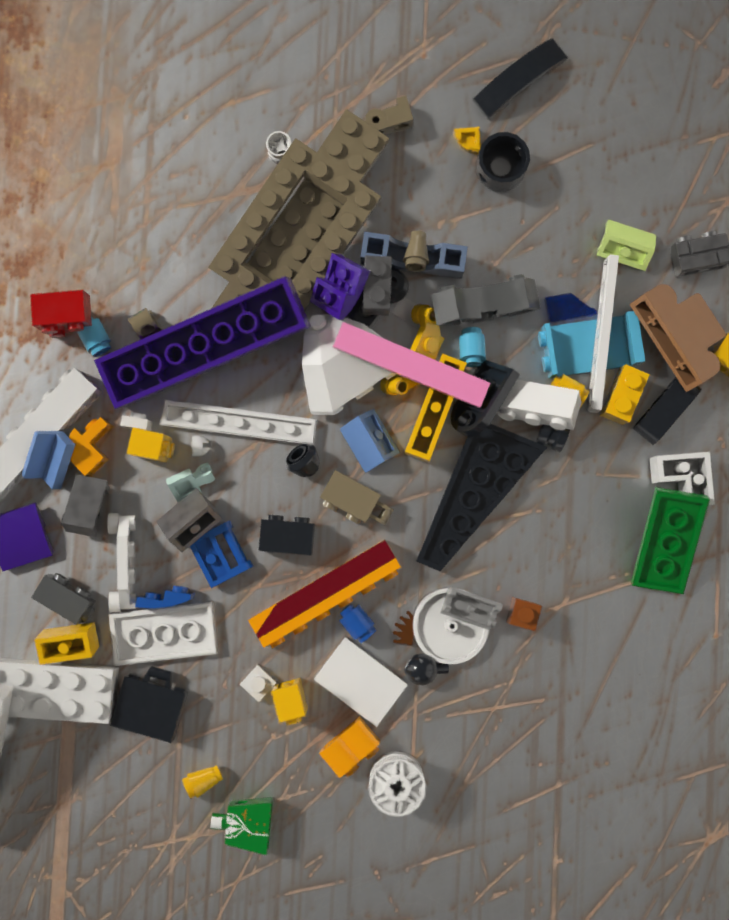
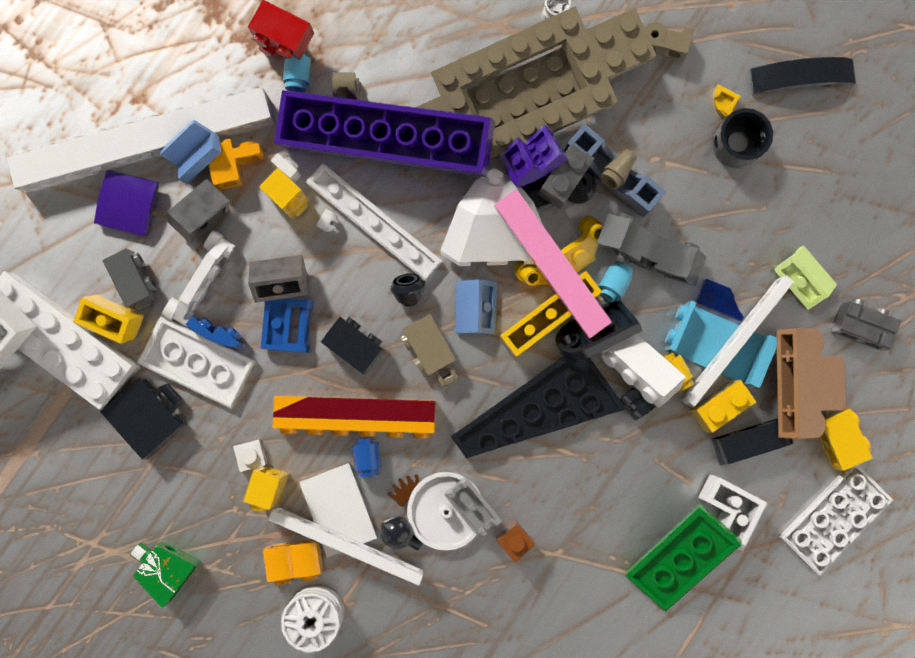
camera: 30 degrees right, 0 degrees up
(186, 481) = (296, 244): light aqua plate -> none
(201, 781) = (148, 508): yellow cone -> none
(386, 705) = (346, 545): none -> white tile

